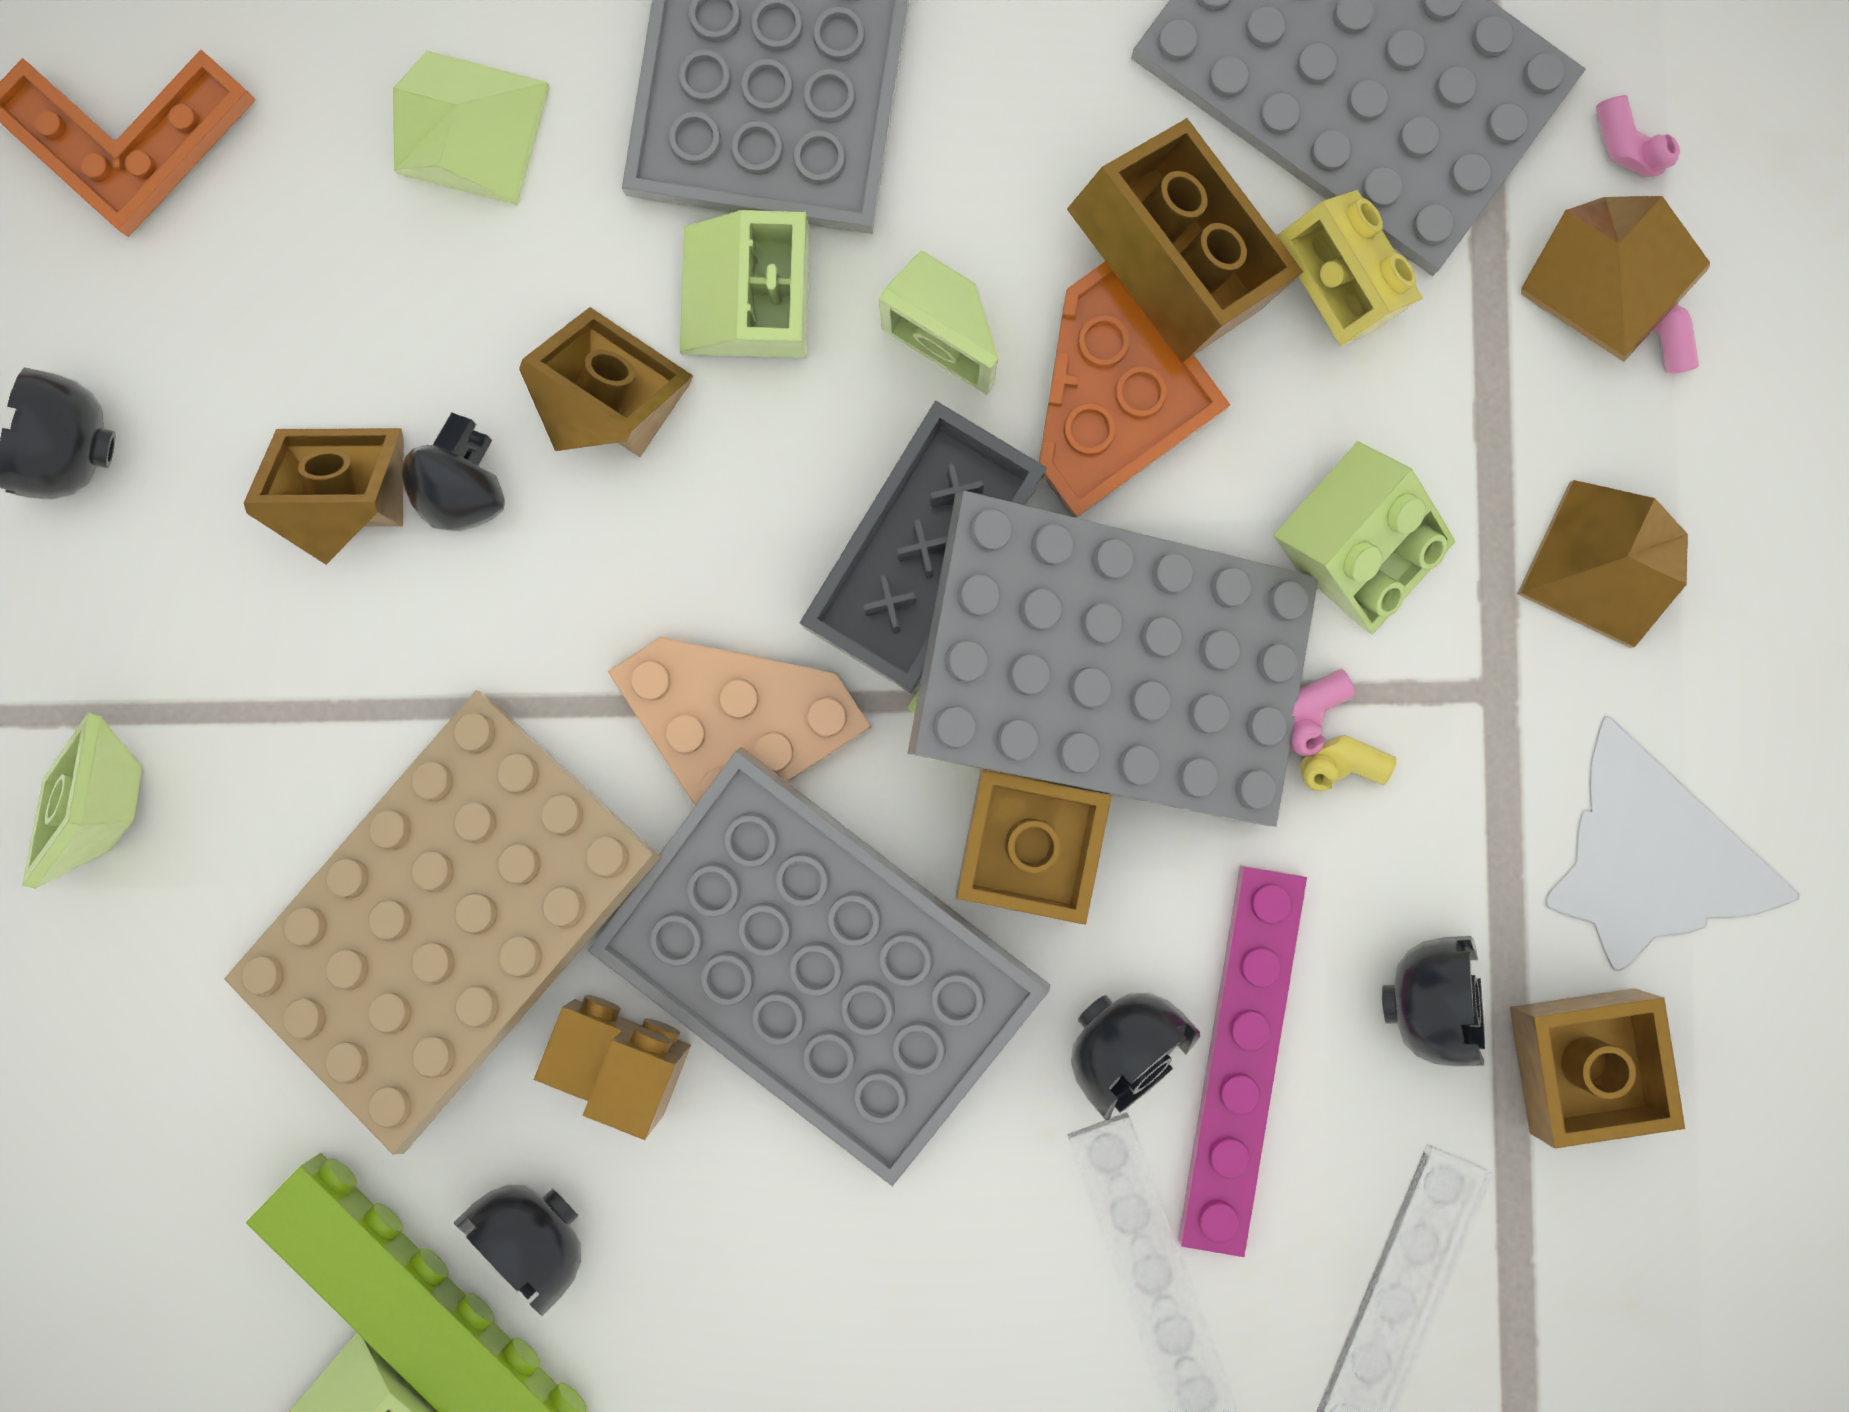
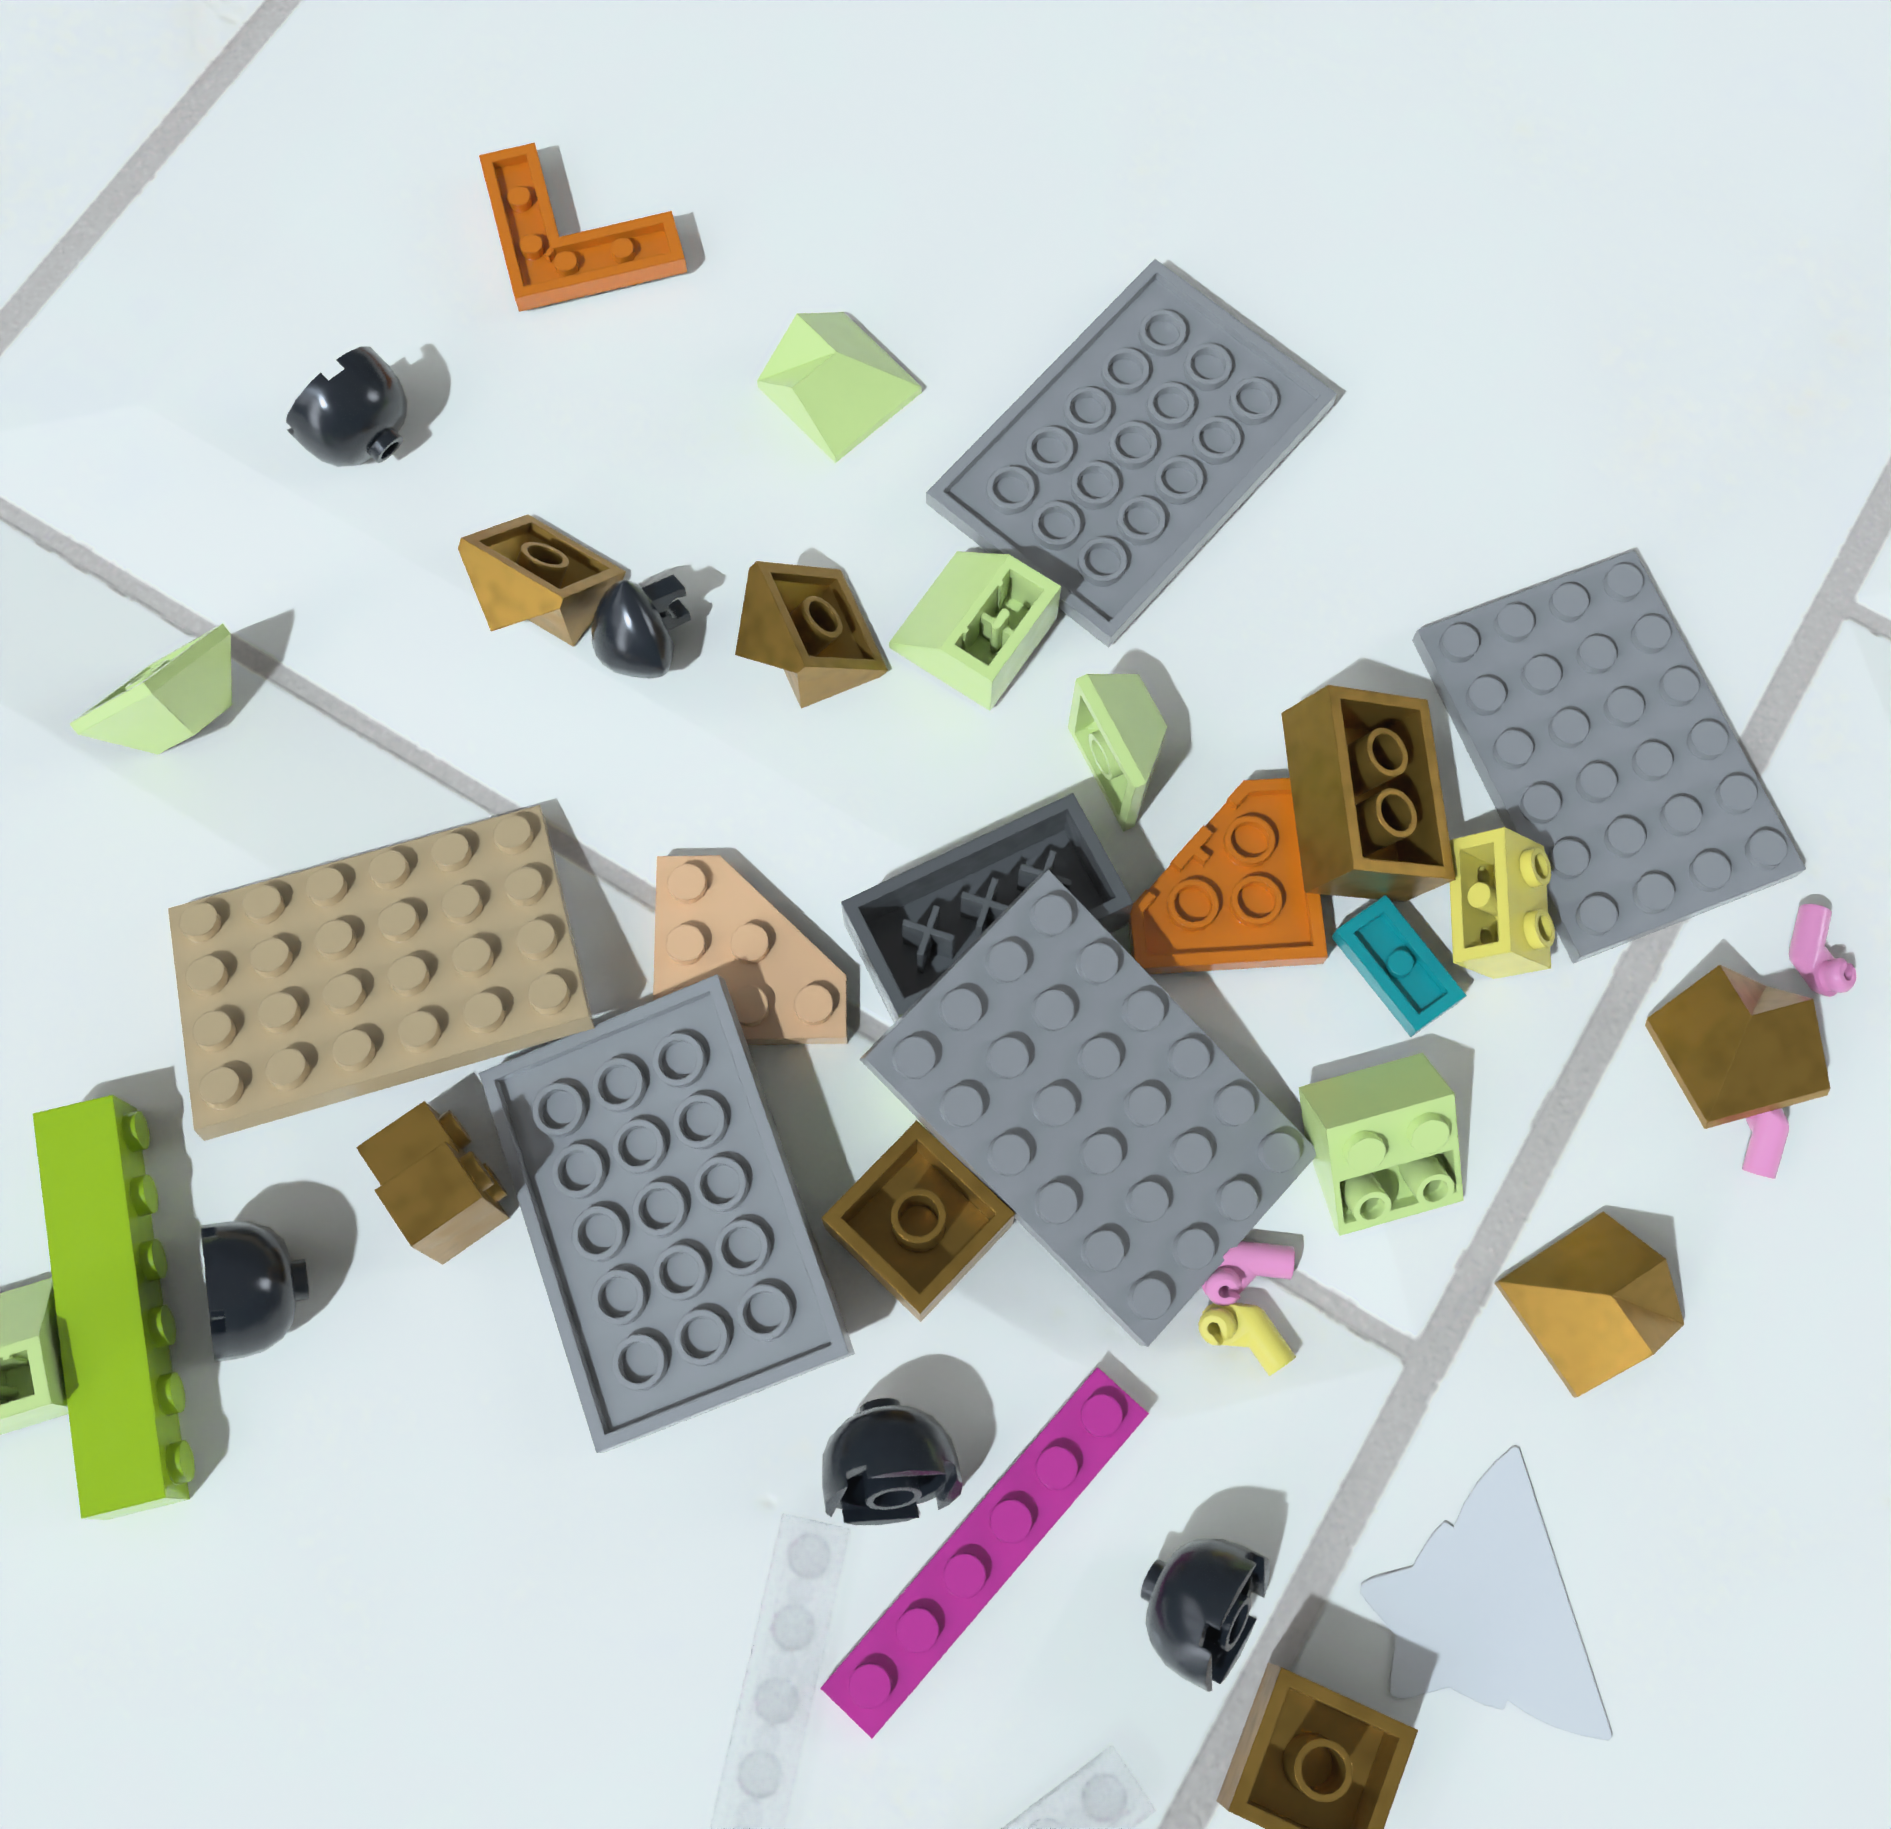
camera: 30 degrees right, 15 degrees down
(1292, 373) = (1398, 966): none -> teal plate

